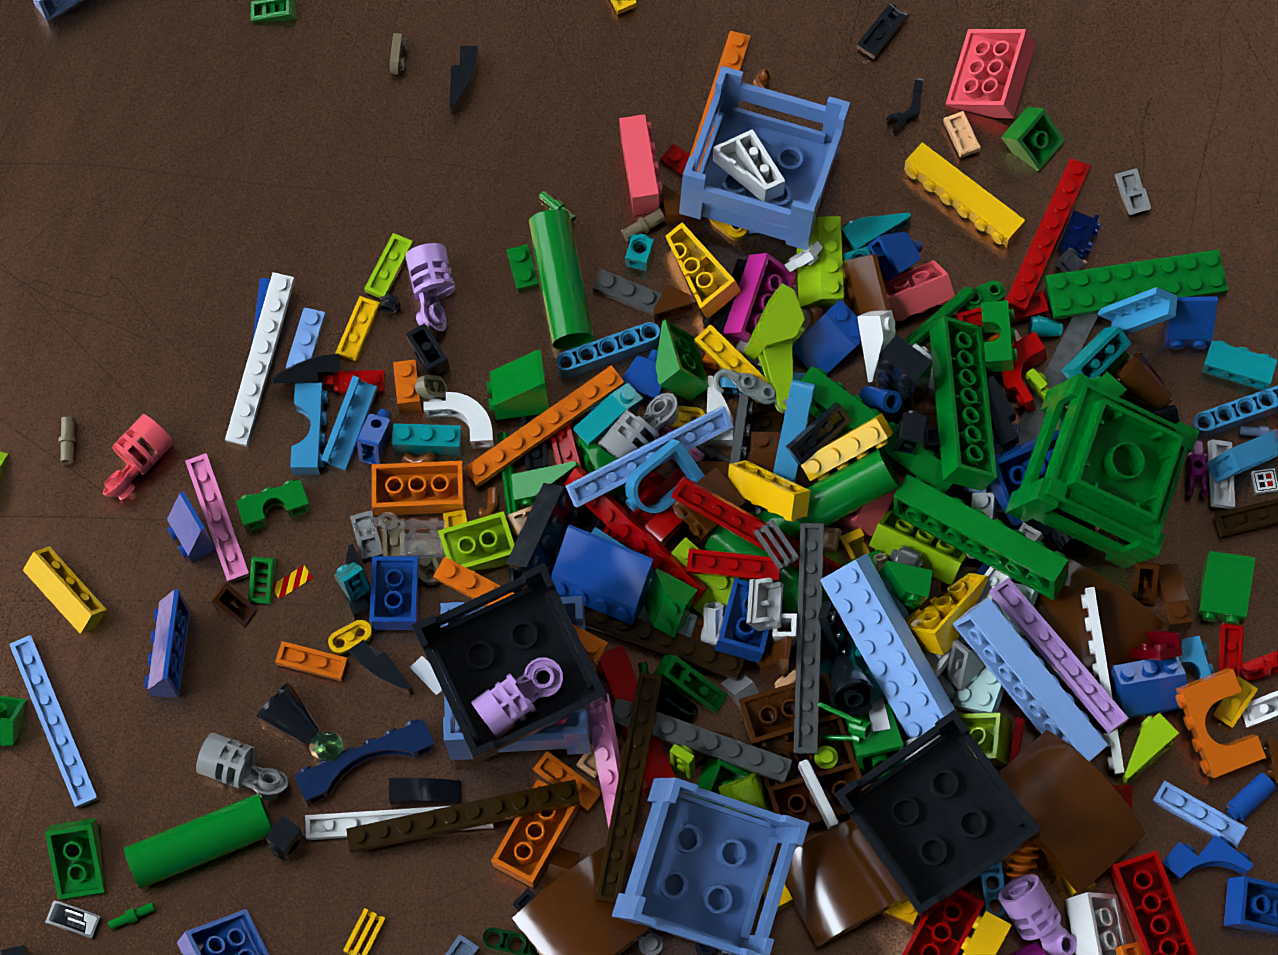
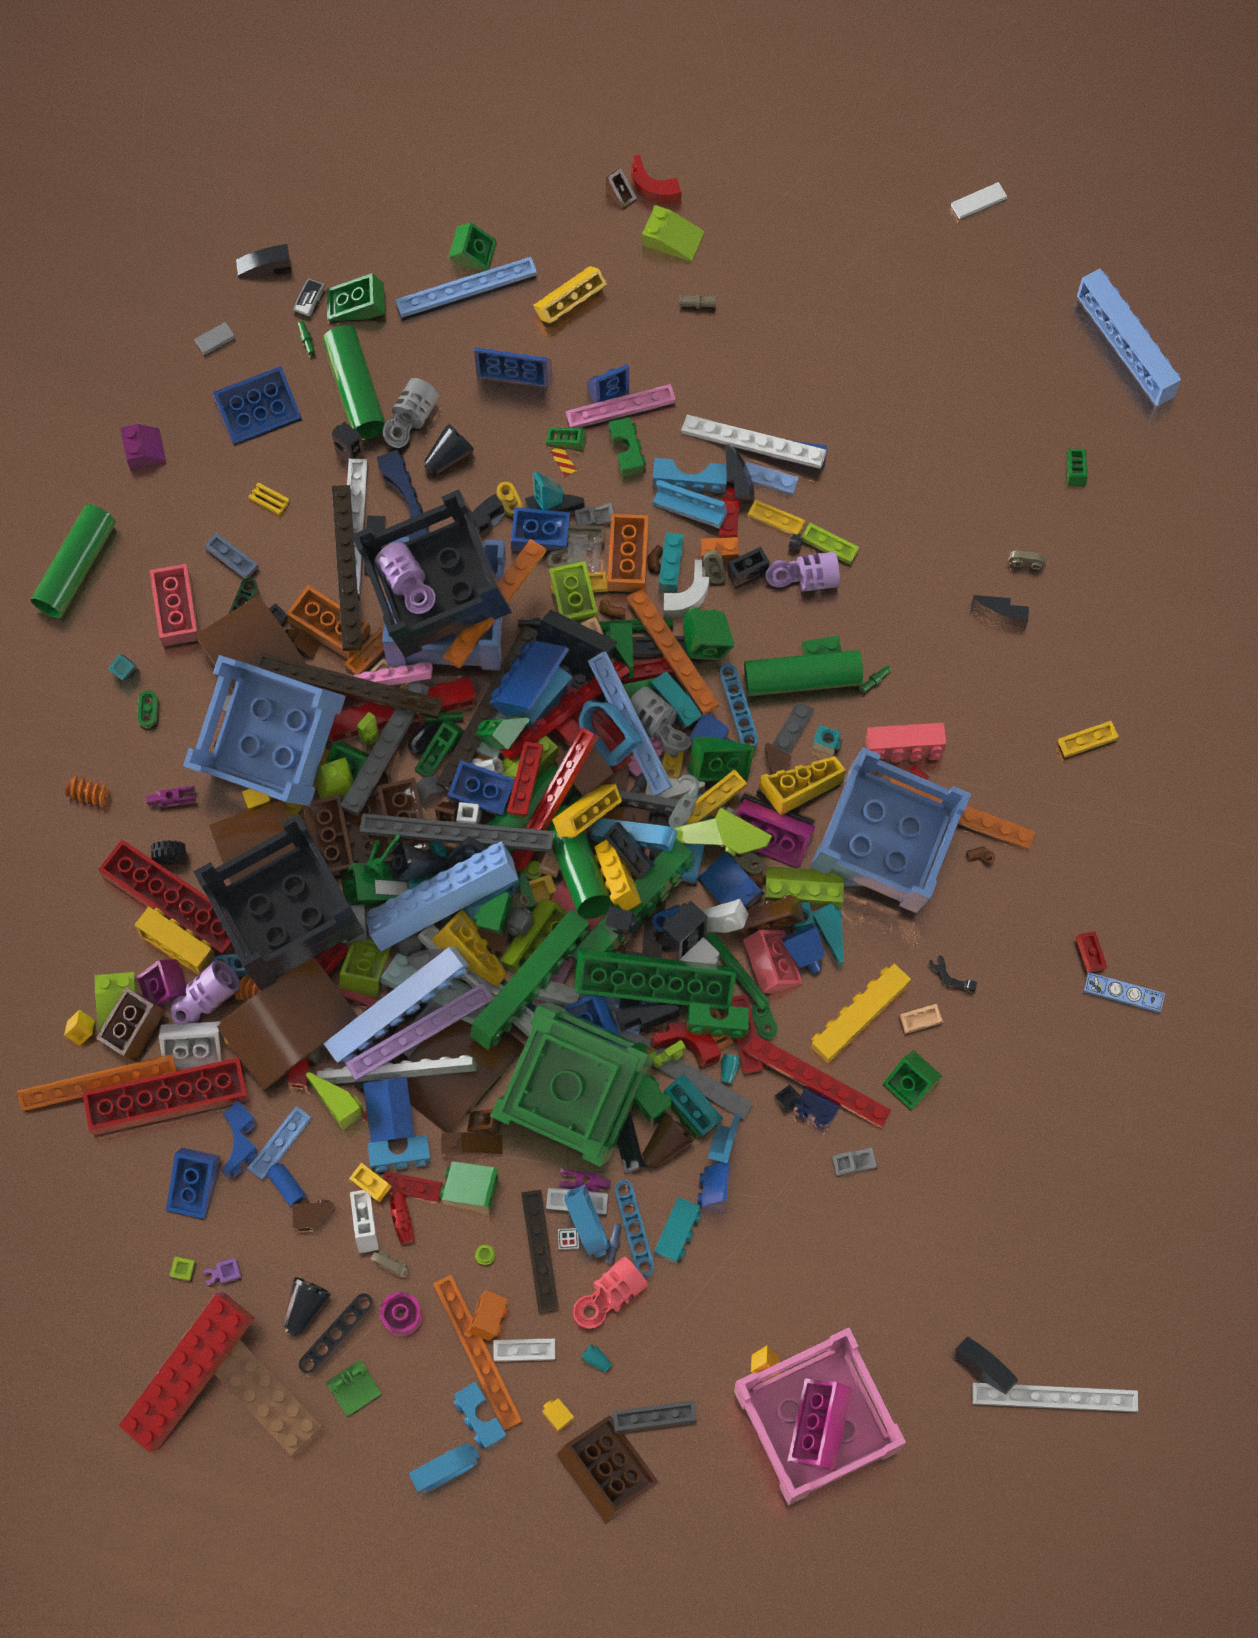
camera: 90 degrees right, 0 degrees up
(135, 455) = (679, 348): coral cylinder -> none
(233, 604) = (545, 414): reddish brown slope -> none
(311, 661) = (493, 470): orange plate -> none
(326, 746) = (418, 474): clear green head -> none
(368, 526) = (600, 525): clear plate -> none
(374, 437) = (676, 521): blue torso -> none
(643, 224) = (851, 743): dark tan pin -> none
(750, 165) = (884, 820): white wedge -> none
(764, 604) = (485, 796): light grey hinge -> none
(765, 528) = (532, 803): flat silver tile -> none
(805, 256) = (805, 871): white plate -> none
(818, 794) = (332, 828): white tile -> none
(826, 757) = (359, 843): lime plate -> none
(882, 31) = (1028, 961): black plate -> none
(991, 72) = (980, 1051): coral slope -> none
(1094, 288) = (763, 1152): green plate -> none
(1160, 646) = (420, 1121): dark red bracket -> none
(1196, 700) = (323, 1160): orange arch -> none

